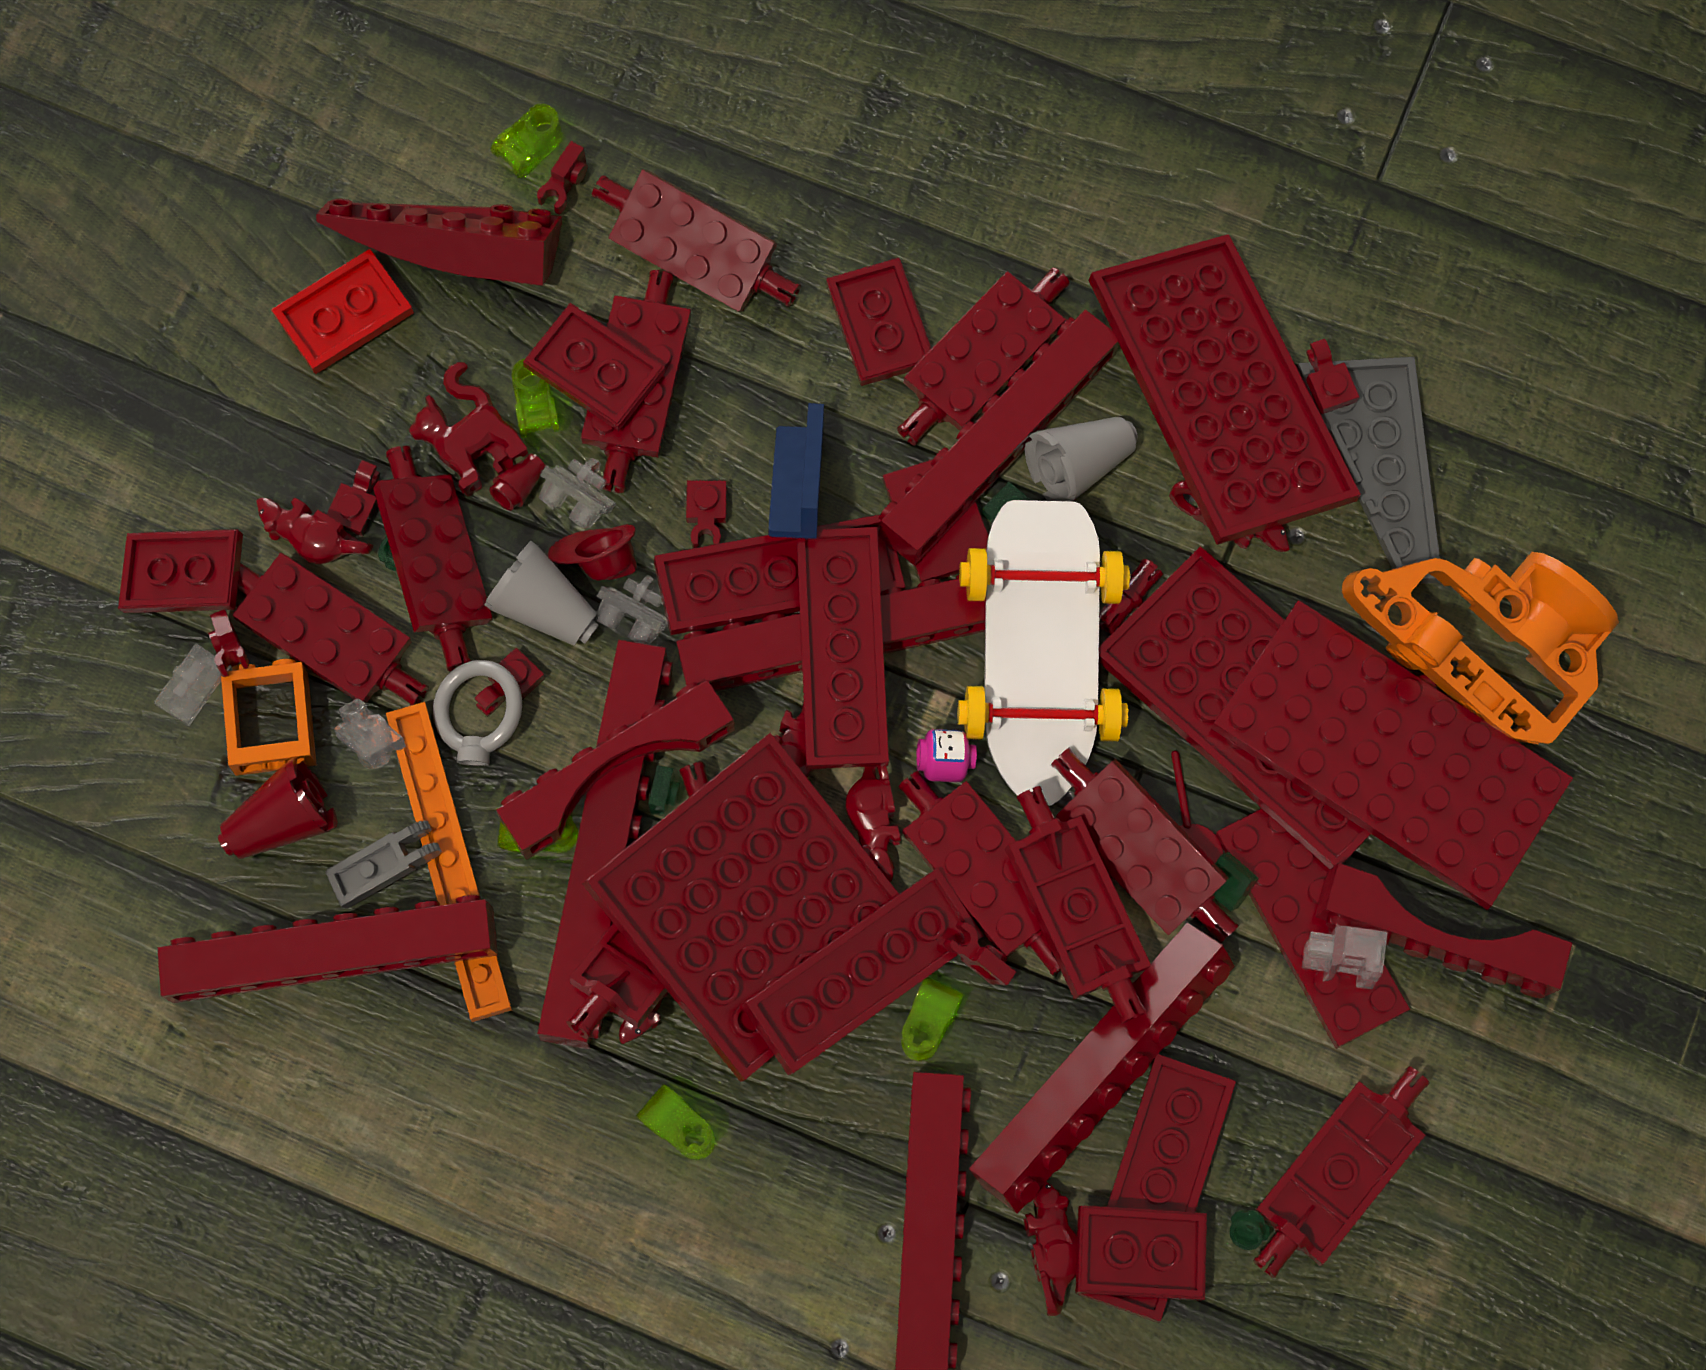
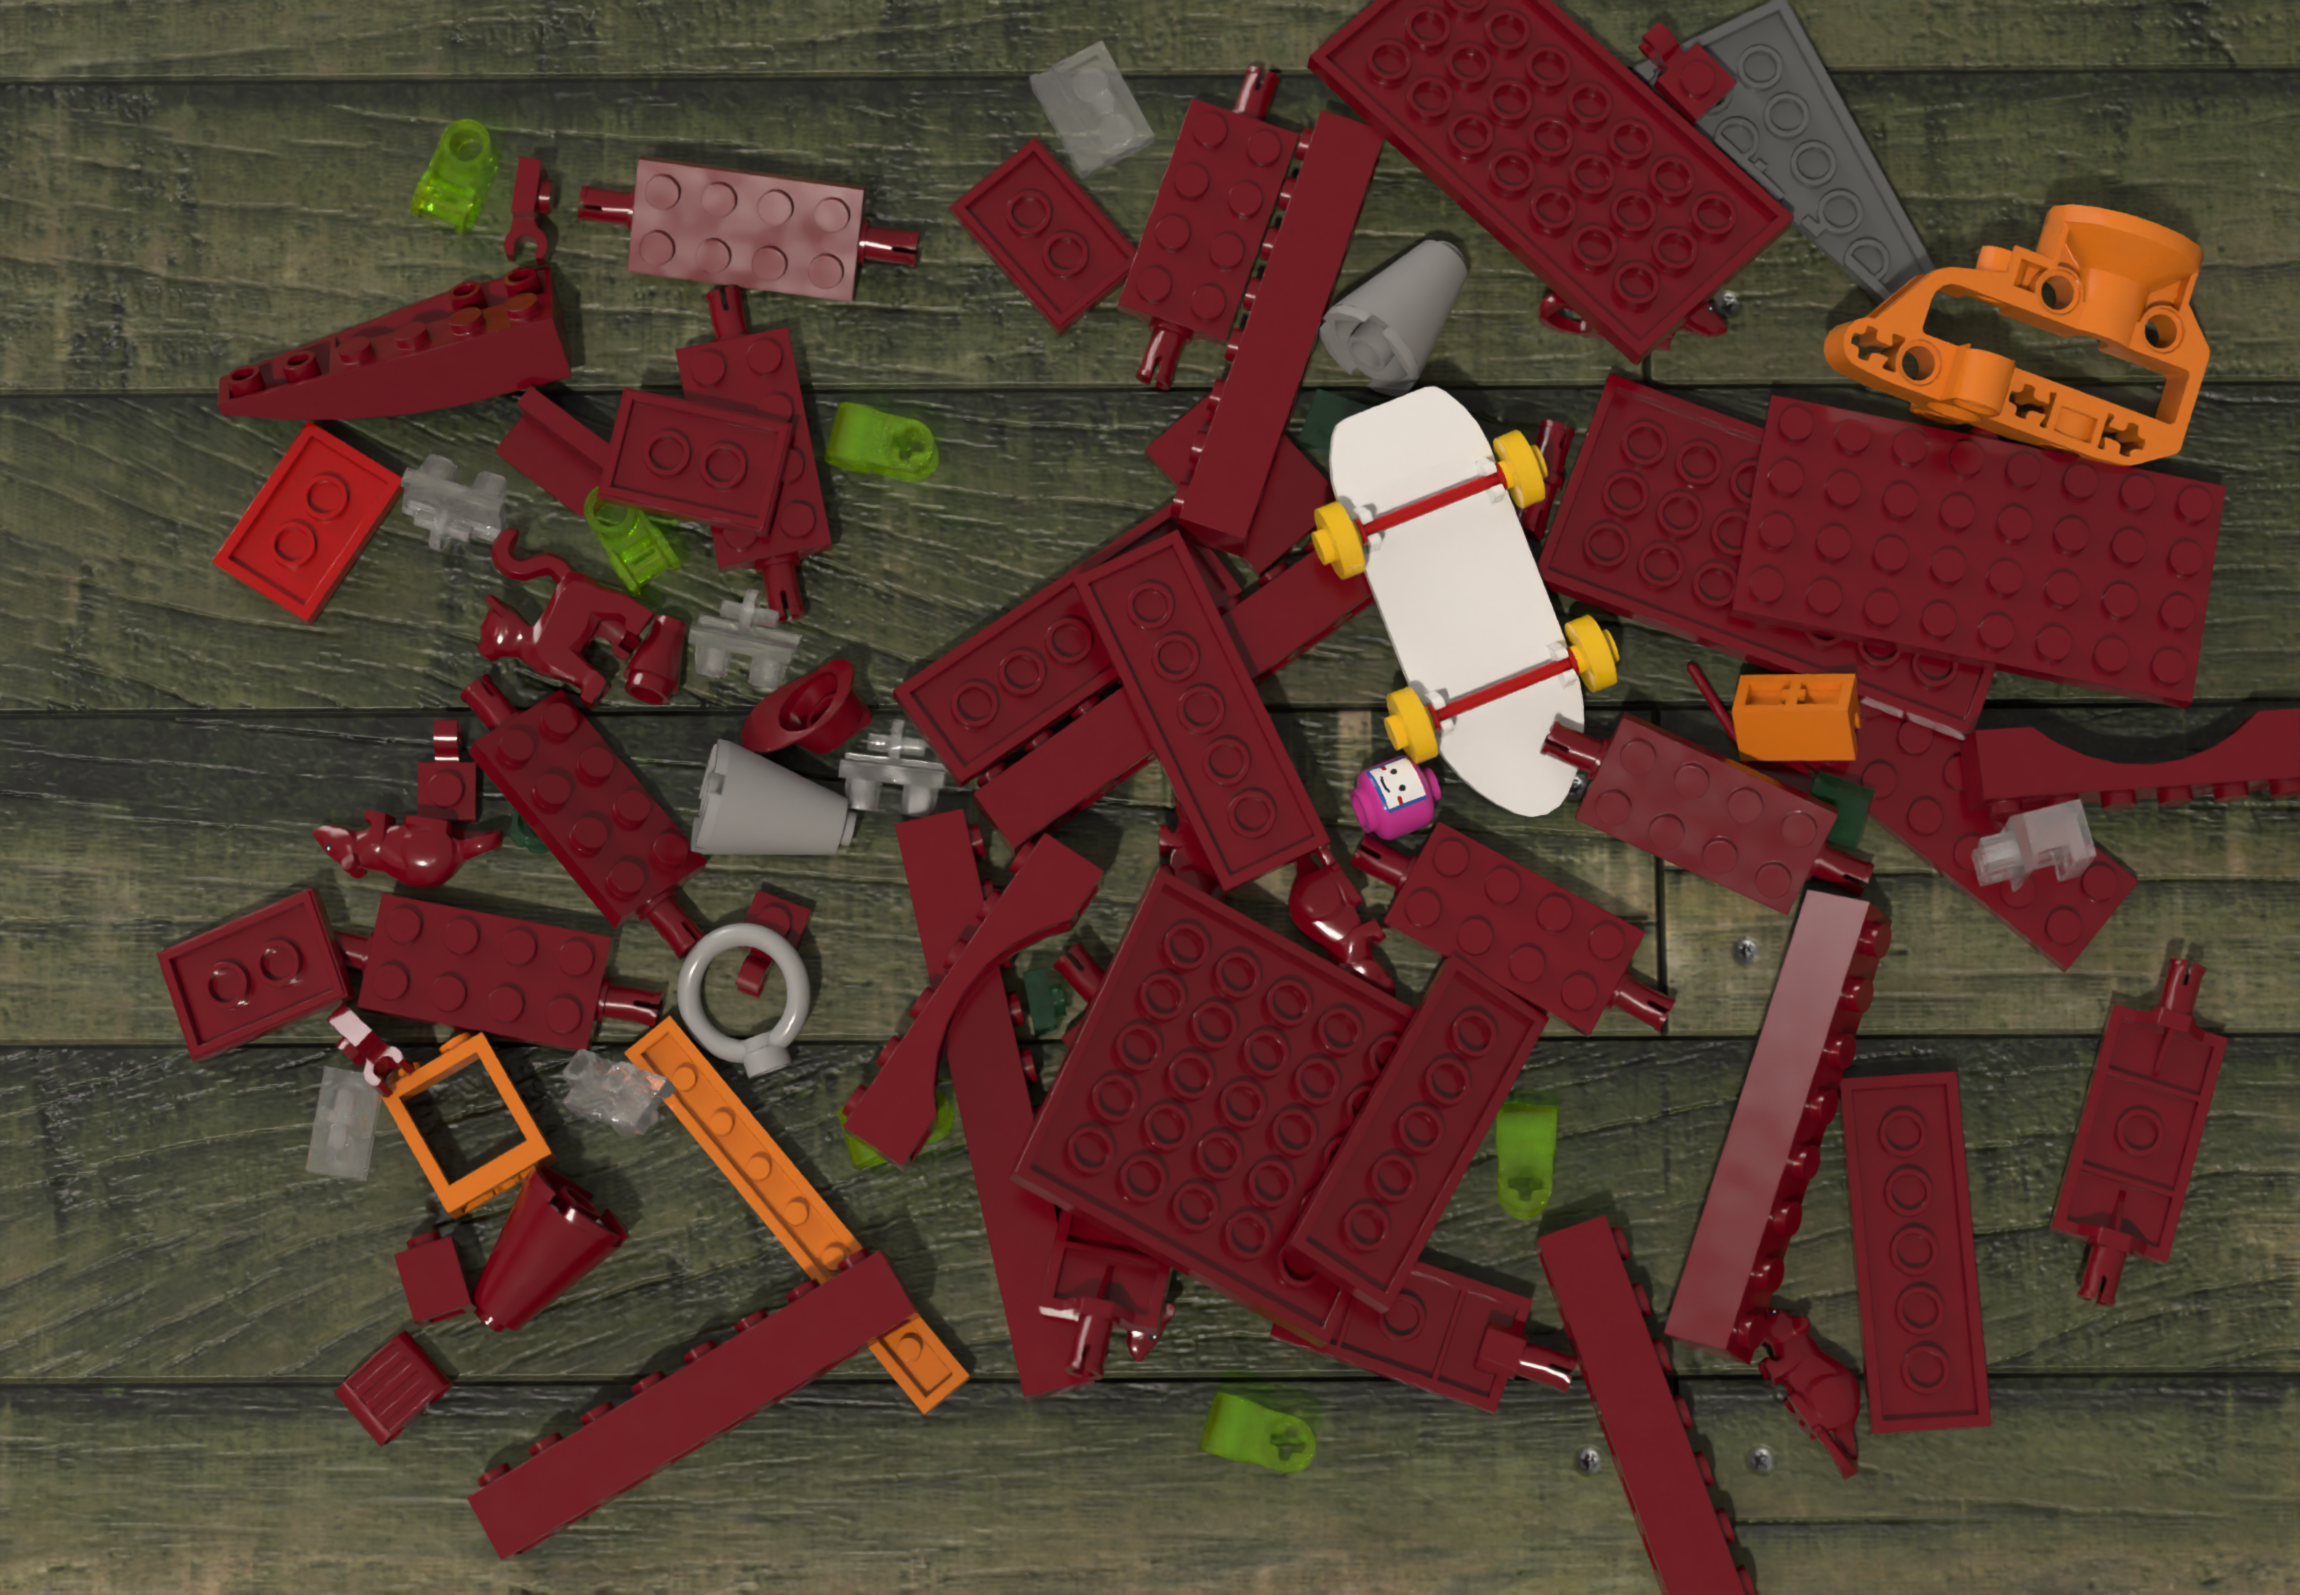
camera: 20 degrees left, 5 degrees up
(147, 862) = (393, 1388): none -> dark red piece
(203, 804) = (435, 1279): none -> dark red brick
(380, 864) = (710, 1261): dark grey hinge -> none
(431, 335) = (453, 508): none -> clear hips
(511, 326) = (554, 451): none -> dark red panel
(706, 506) = (926, 590): dark red plate -> none
(714, 401) = (872, 440): none -> clear neon green piece
(797, 478) = (1038, 502): dark blue panel -> none
(823, 1111) = (1444, 1339): none -> dark red plate
(942, 254) = (1092, 109): none -> clear plate
(985, 961) = (1568, 1052): dark red plate -> none
(1078, 906) = (1660, 930): dark red plate -> none
(1141, 1253) = (1931, 1348): dark red tile -> none
(1227, 810) = (1797, 717): none -> orange hinge
(1245, 1237) = (2053, 1268): clear green plate -> none

